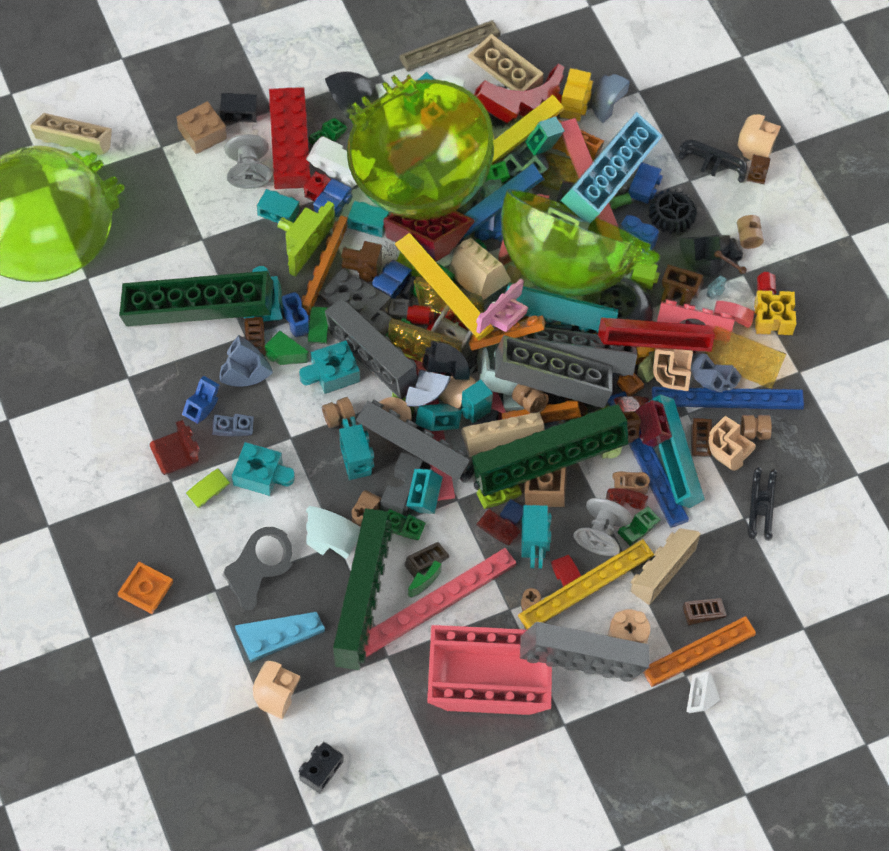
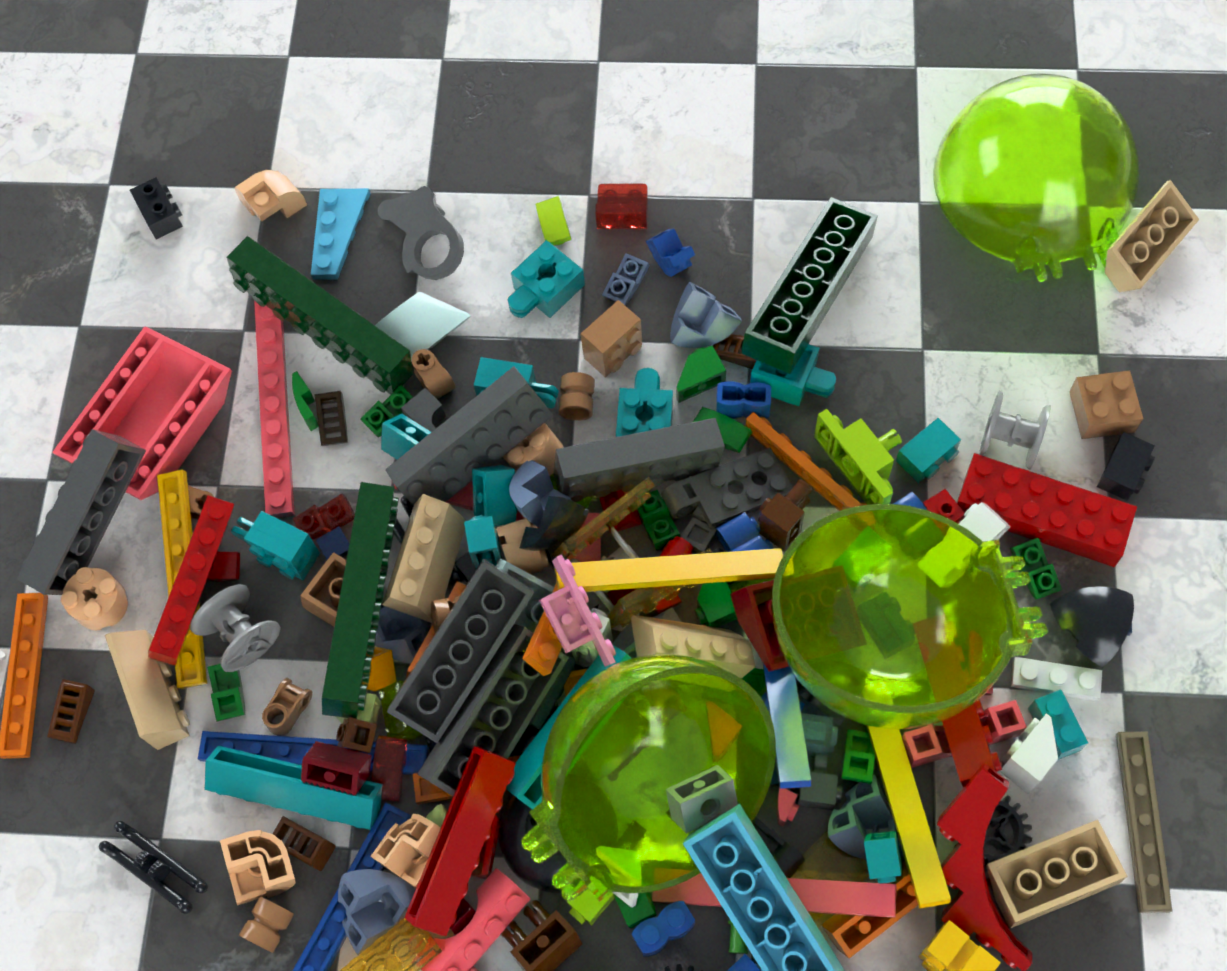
camera: 125 degrees right, 5 degrees up
(145, 587) = (464, 120): orange plate -> none
(288, 404) = (612, 339): none -> medium nougat brick
(588, 564) = (191, 581): none -> red brick
(622, 496) = (259, 699): clear red slope -> none

